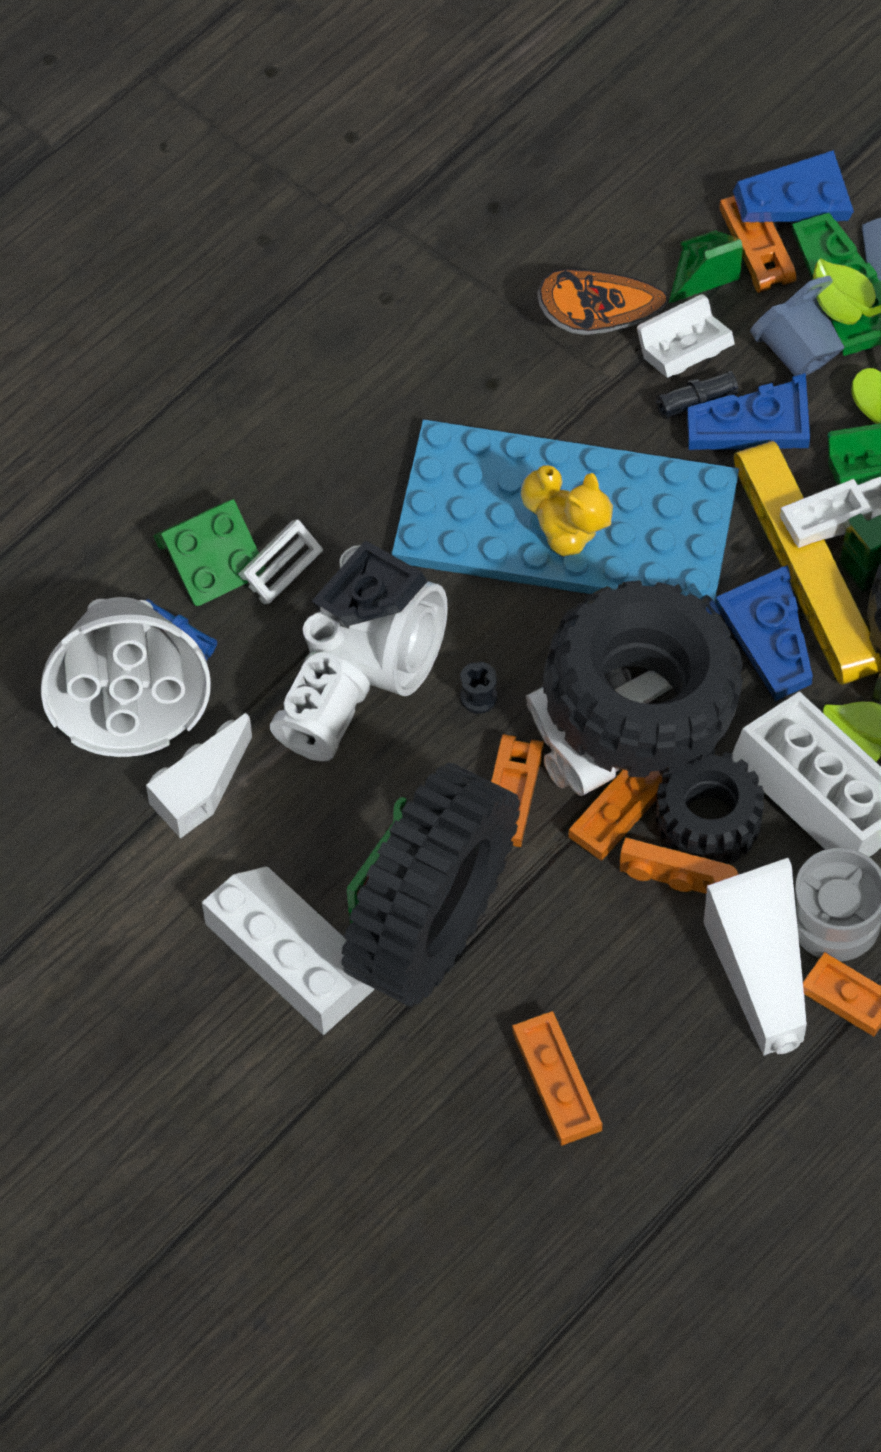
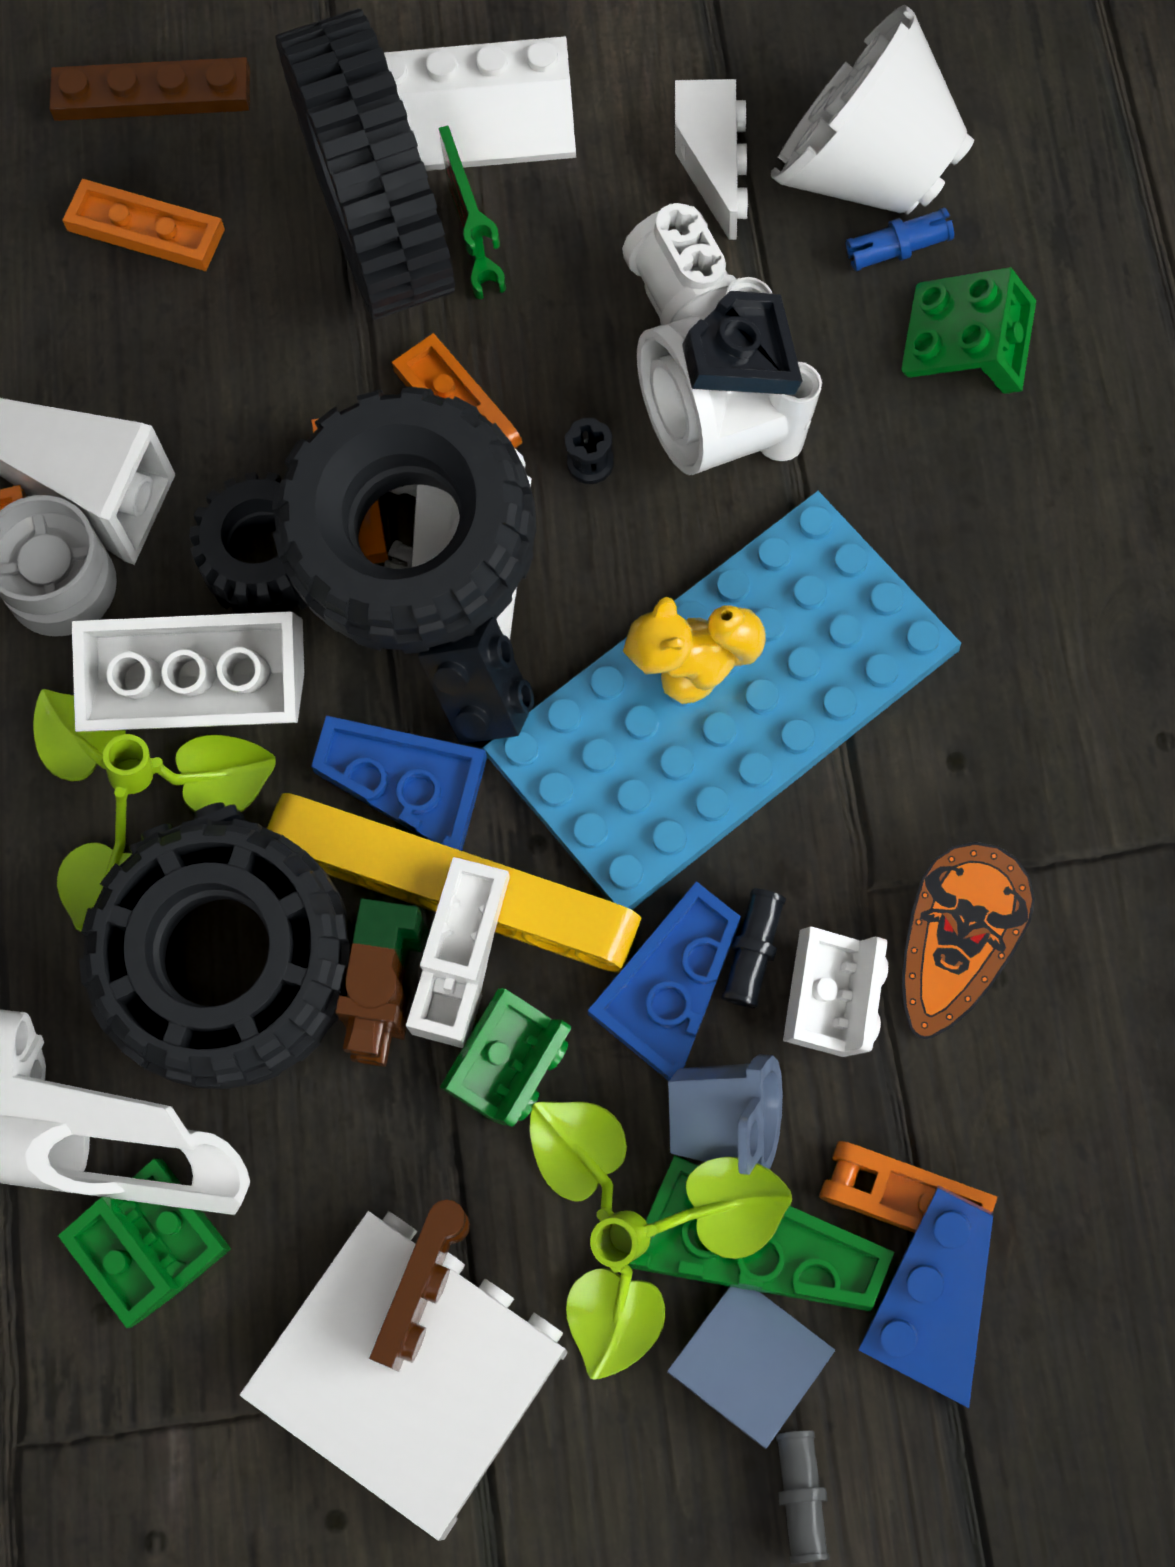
camera: 135 degrees right, 10 degrees up
(257, 582) = (923, 408): white tile -> none
(450, 1173) = (150, 89): none -> reddish brown plate
(675, 868) = (262, 455): orange plate -> none
(706, 264) = (930, 1115): green slope -> none

